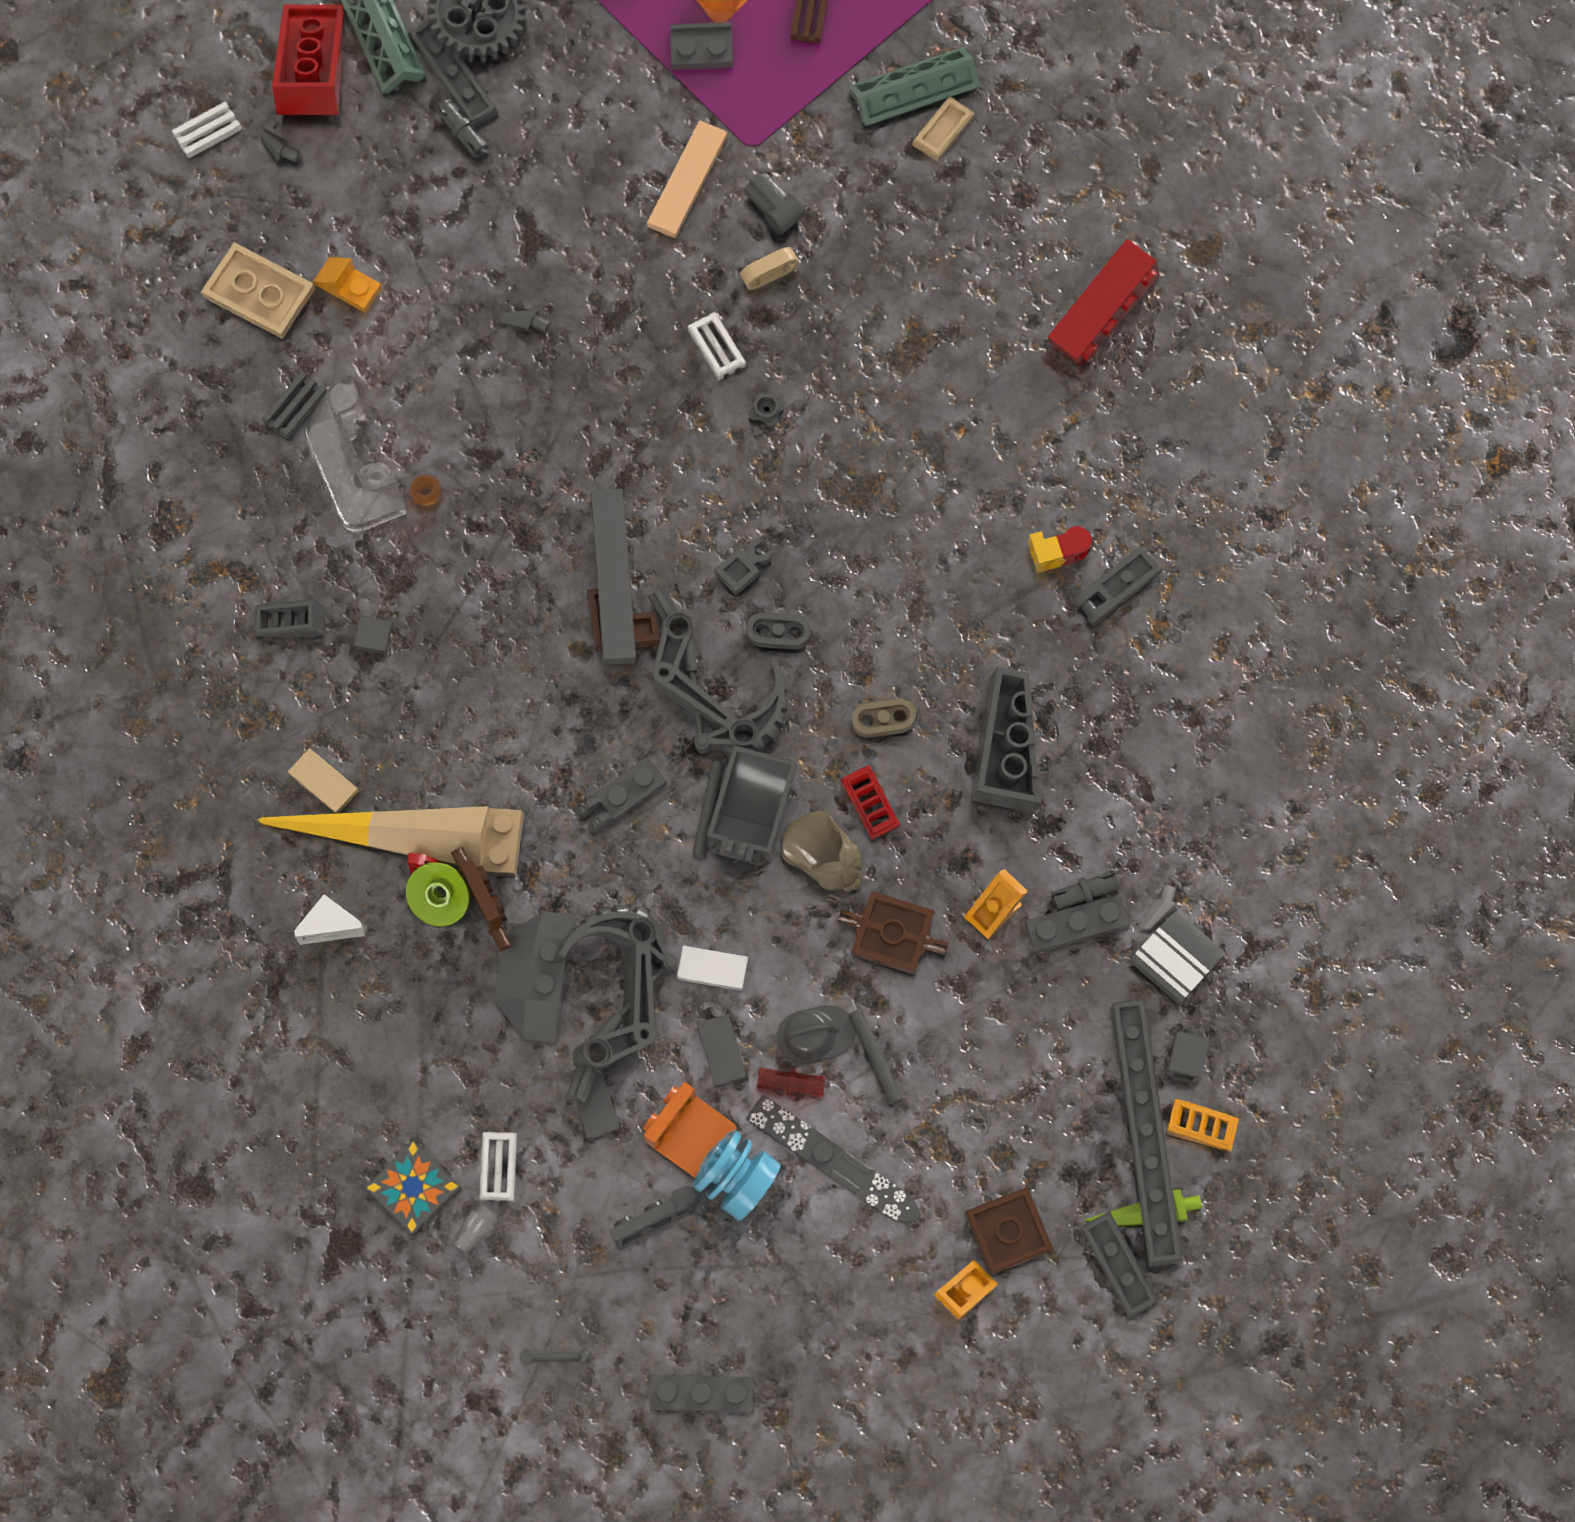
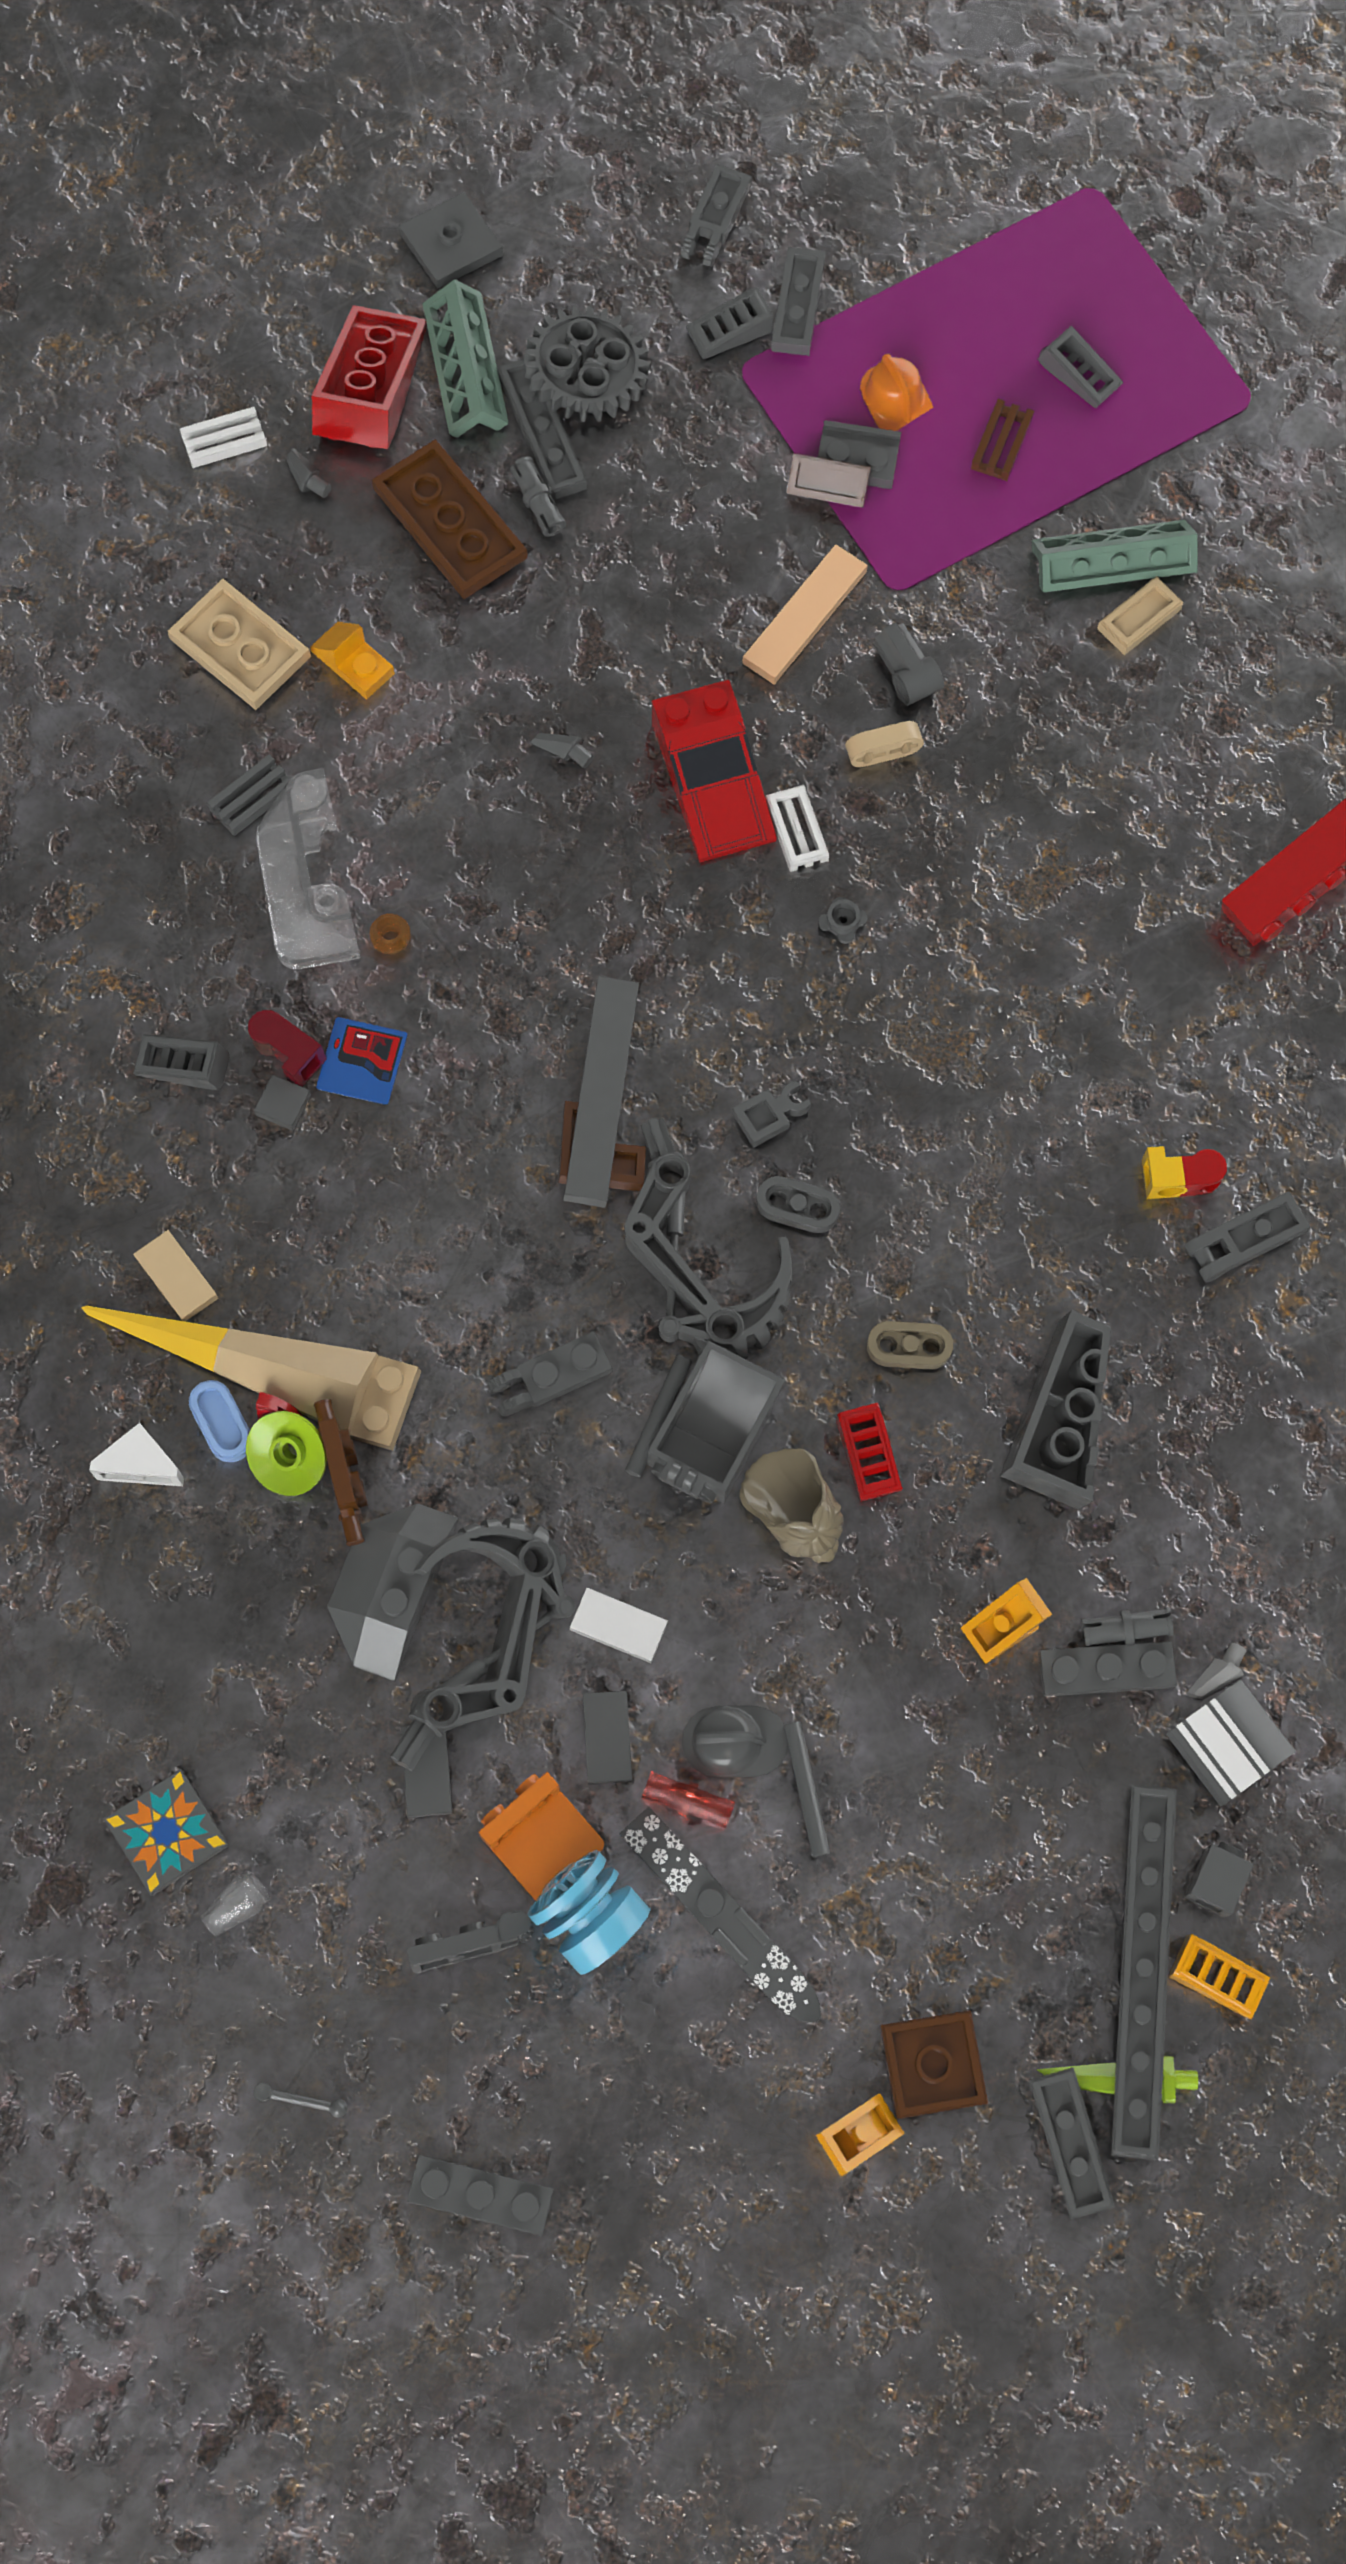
camera: 10 degrees right, 0 degrees up
(367, 589) = (290, 1045): none -> dark red leg
(381, 881) = (219, 1420): none -> light blue tile
(398, 159) = (449, 519): none -> reddish brown plate
(425, 591) = (362, 1060): none -> sticker
(497, 1195) = (301, 1830): white tile -> none
(643, 315) = (713, 770): none -> red slope
(683, 71) = (828, 480): none -> tile
(892, 932) = (863, 1629): reddish brown plate -> none

